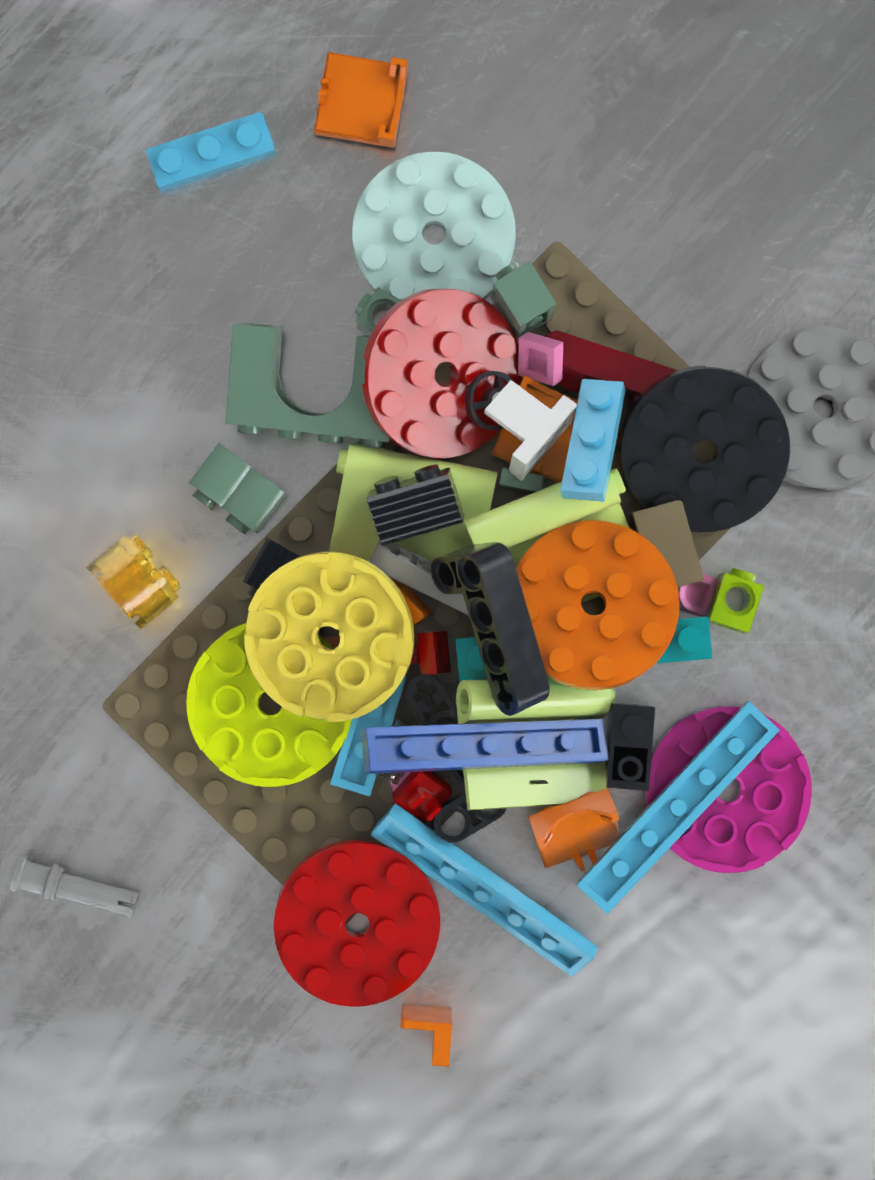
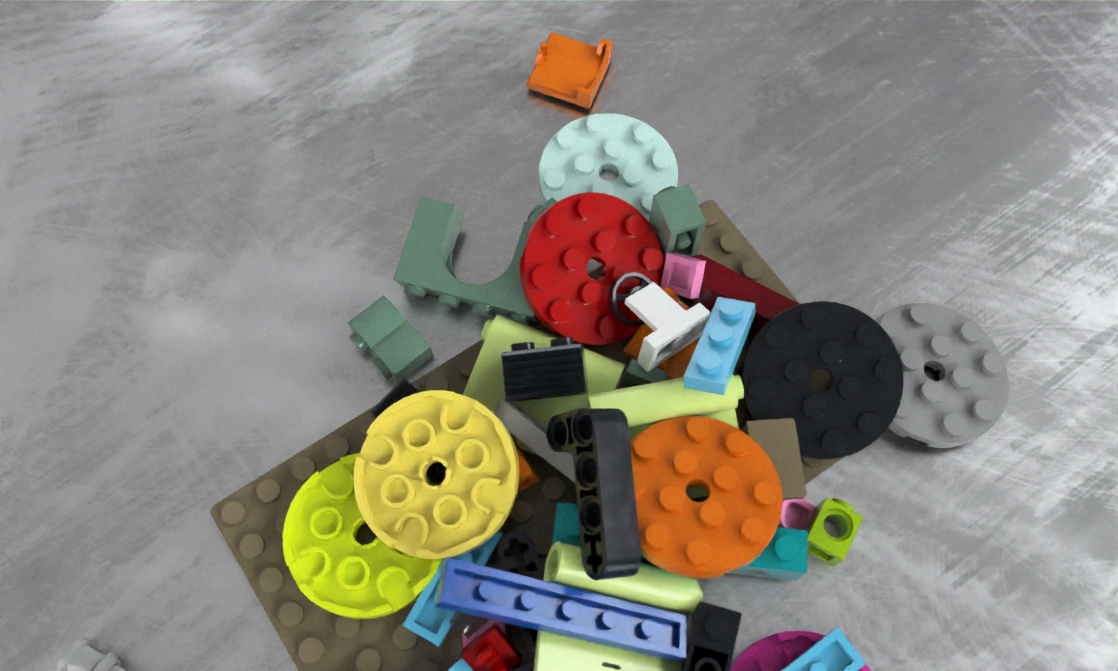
camera: 10 degrees right, 20 degrees down
(134, 580) = (274, 395): clear yellow brick -> none
(210, 151) = (440, 85): medium azure plate -> none
(432, 653) = (531, 516): red tile -> none

